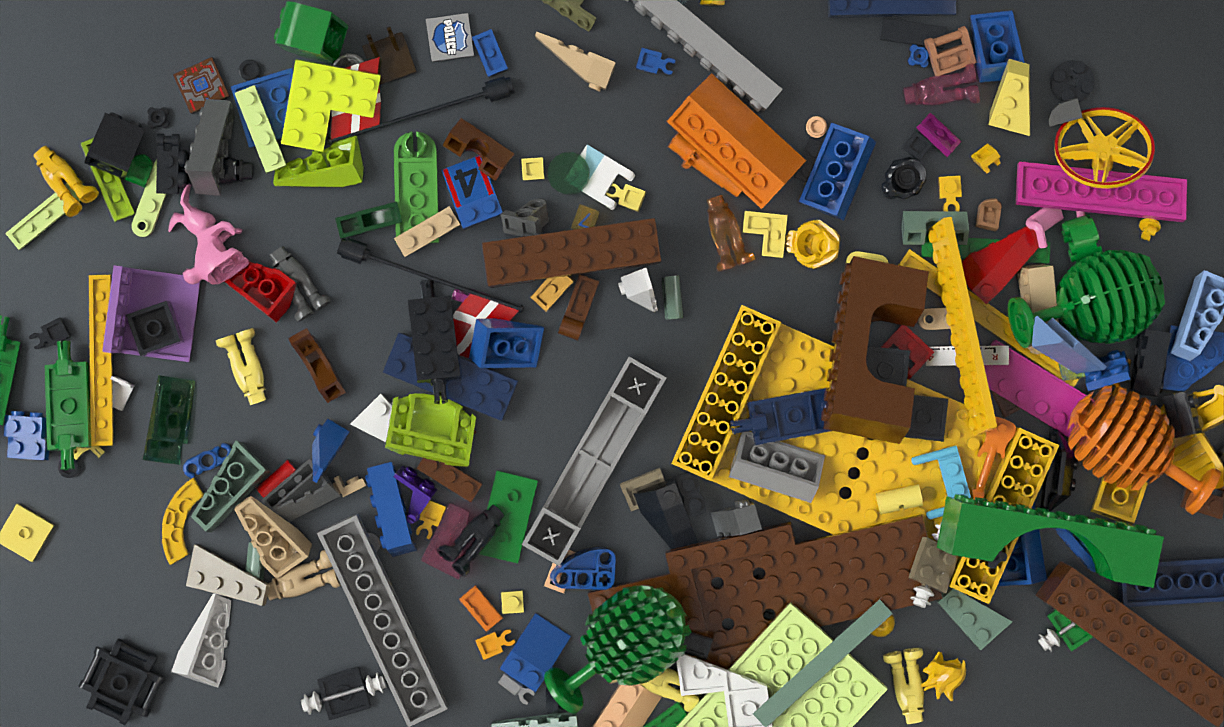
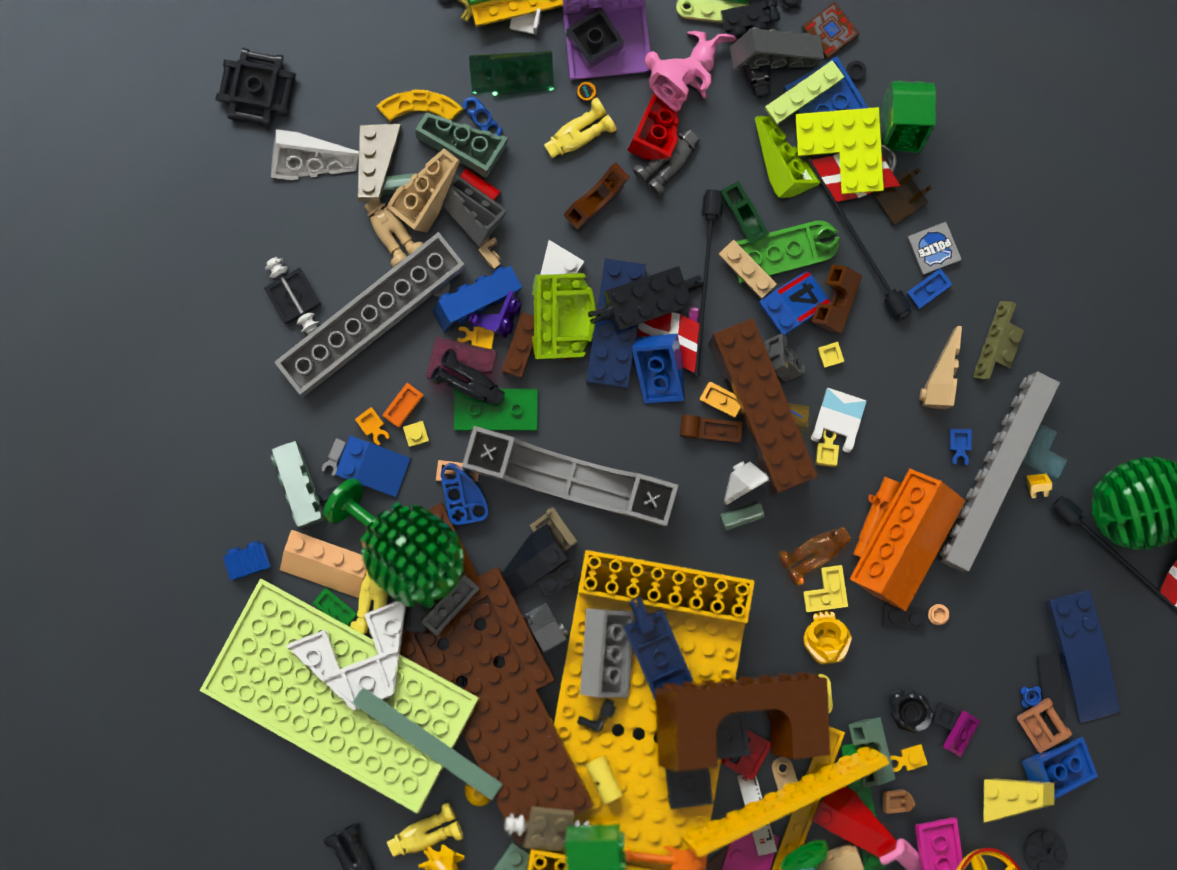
camera: 75 degrees right, 5 degrees down
(205, 348) = (586, 91): none -> dark brown tile
(326, 445) = (526, 224): blue slope -> none
(568, 173) = (835, 389): clear green tile -> none
(697, 616) = (446, 609): none -> dark grey plate
(833, 480) = (606, 711): none -> black plate
(837, 171) = (902, 644): blue slope -> none
(931, 92) = (1001, 716): clear pink piece -> none
(951, 472) = (642, 824): medium azure plate -> none
(985, 157) = (951, 784): yellow tile -> none
(1065, 112) = (1015, 851): dark grey brick -> none

